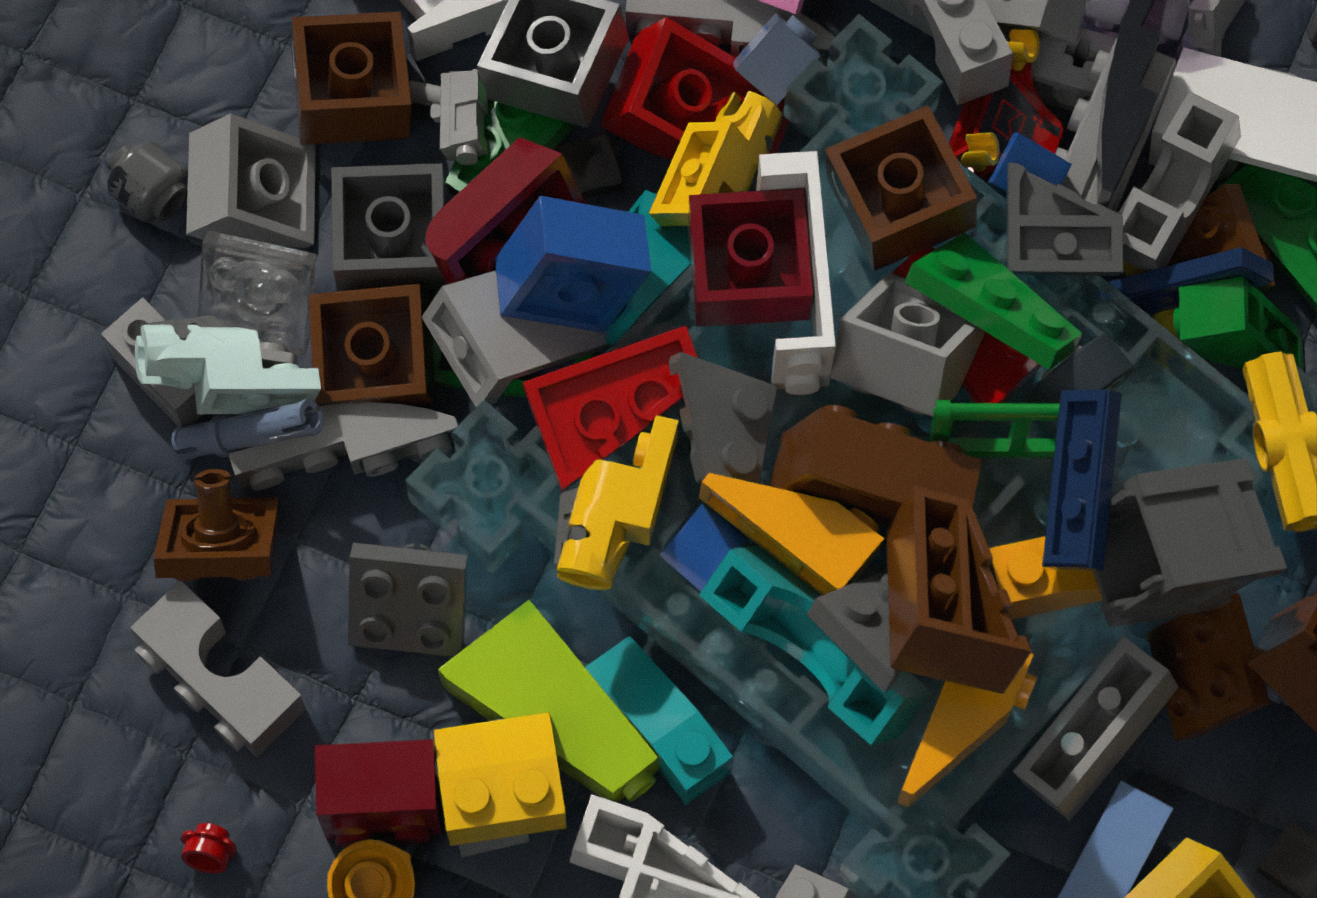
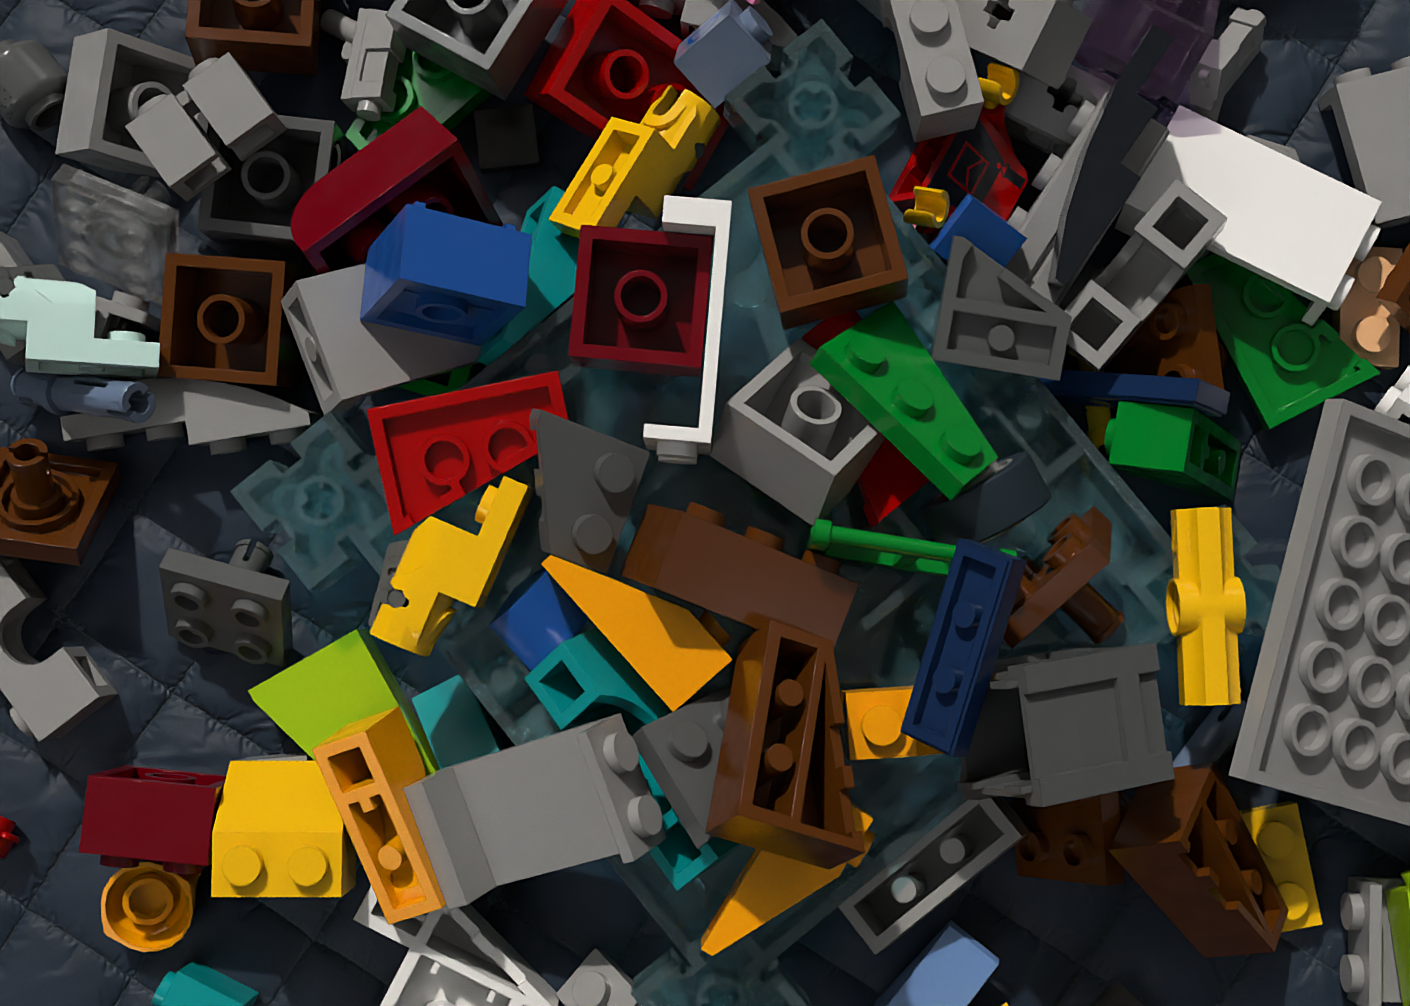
camera: 10 degrees right, 15 degrees up
(343, 166) = (179, 144): none -> light grey piece
(592, 741) = (366, 775): none -> light orange slope
(732, 704) = (536, 810): none -> light grey panel
(1159, 437) = (1061, 580): none -> reddish brown plate

